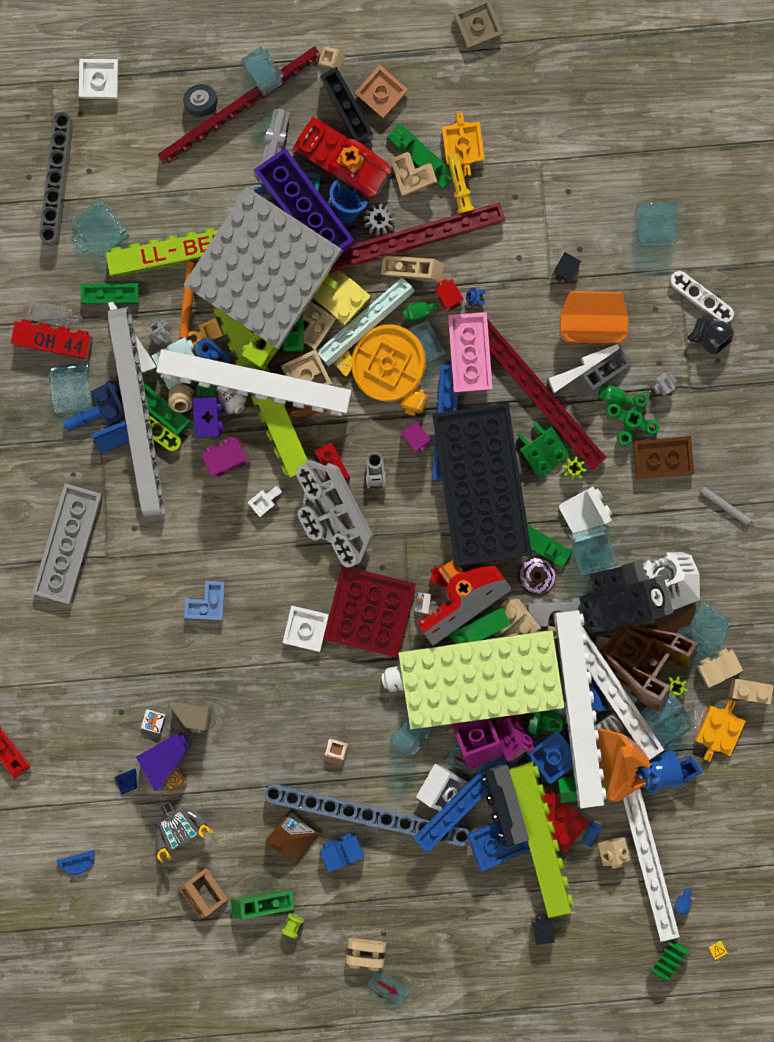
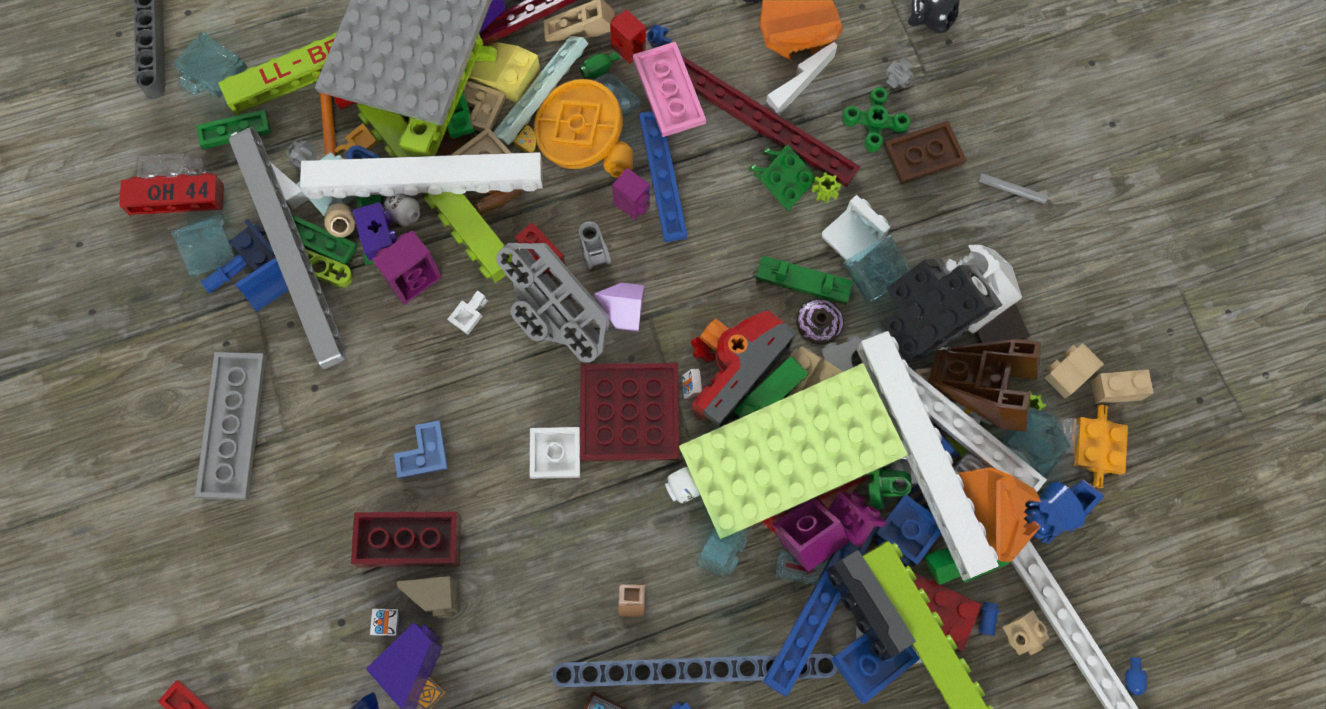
camera: 15 degrees left, 15 degrees down
(181, 667) = (406, 539): none -> dark red brick
(386, 523) = (622, 305): none -> lavender slope
(440, 787) = (778, 608): white slope -> none
(481, 484) = (725, 228): black plate -> none
(601, 373) = (822, 81): dark grey slope -> none
(612, 394) = (843, 98): green plant -> none
(706, 629) = (1043, 325): clear light blue bracket -> none

